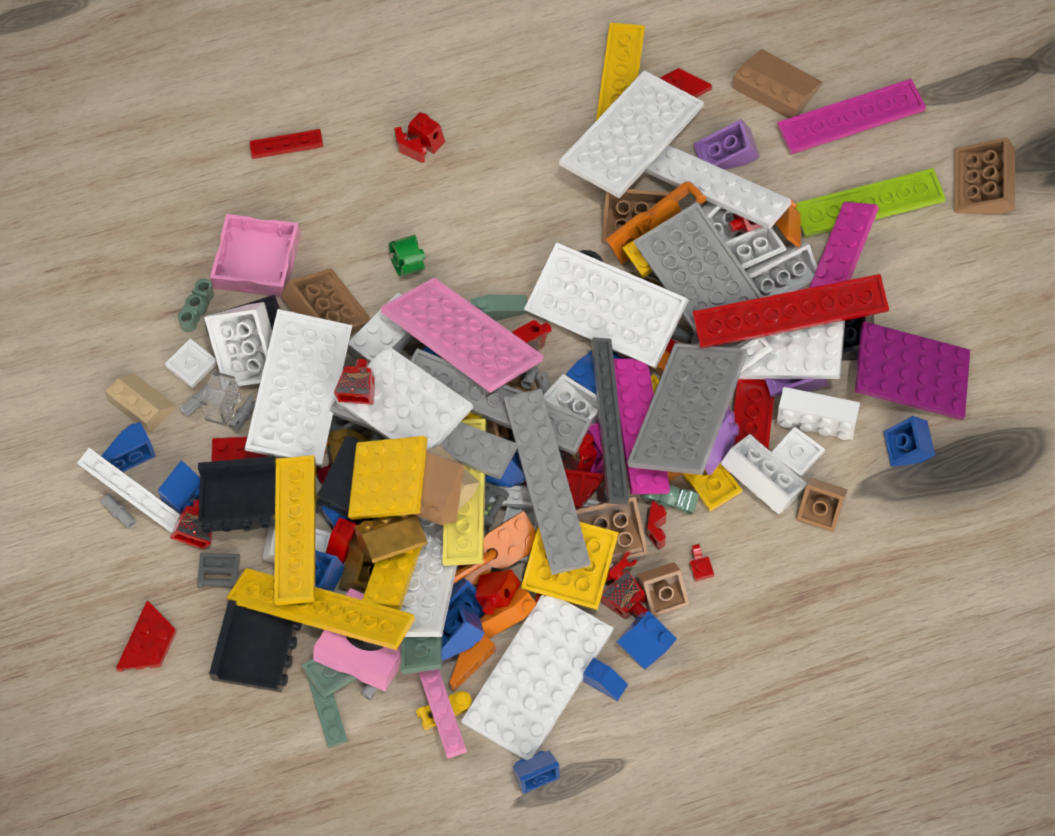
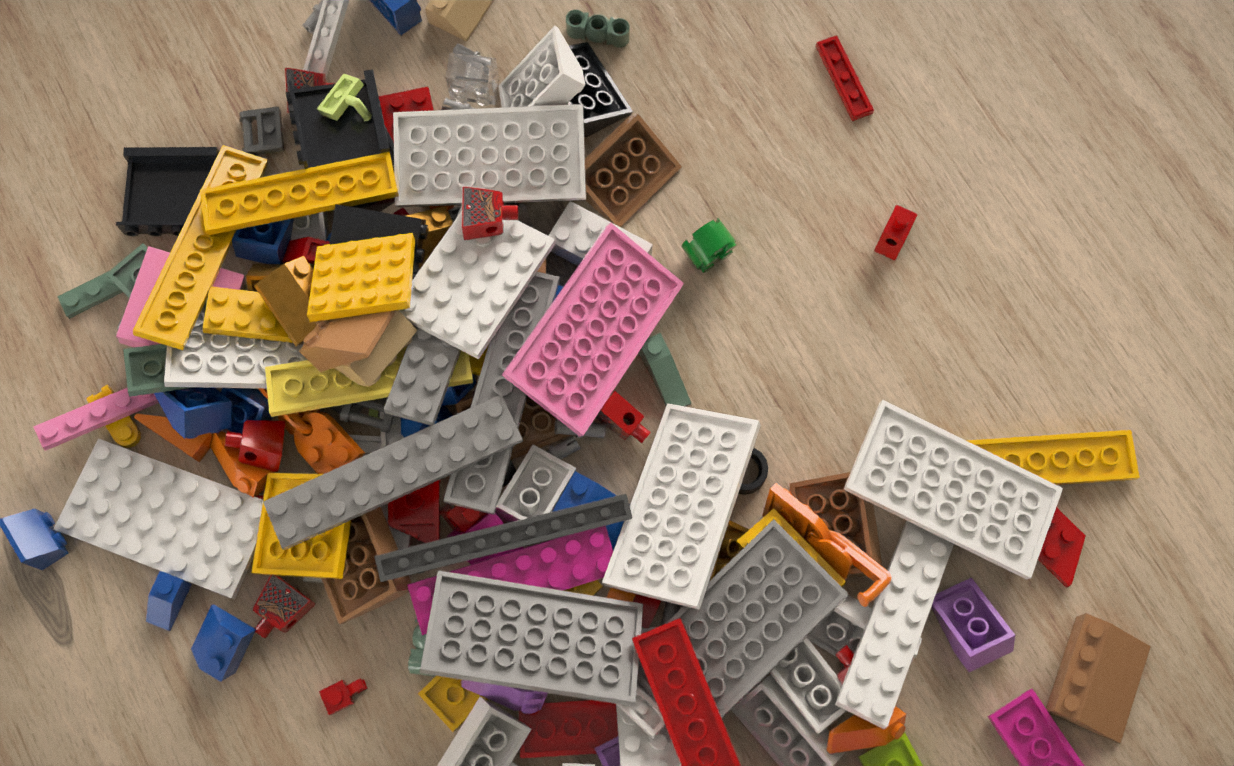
camera: 75 degrees right, 10 degrees up
(148, 641) = (169, 80): red wing -> none
(180, 488) = (349, 59): blue slope -> none
(191, 363) = (517, 39): white plate -> none
(217, 488) = (342, 96): none -> yellowish green plate
(255, 255) = (677, 76): bright pink tile -> none
(410, 148) = (872, 222): red slope -> none
(616, 570) = (311, 587): red plate -> none
(656, 519) = (397, 625): red slope -> none
(664, 589) = (298, 651): medium nougat slope -> none

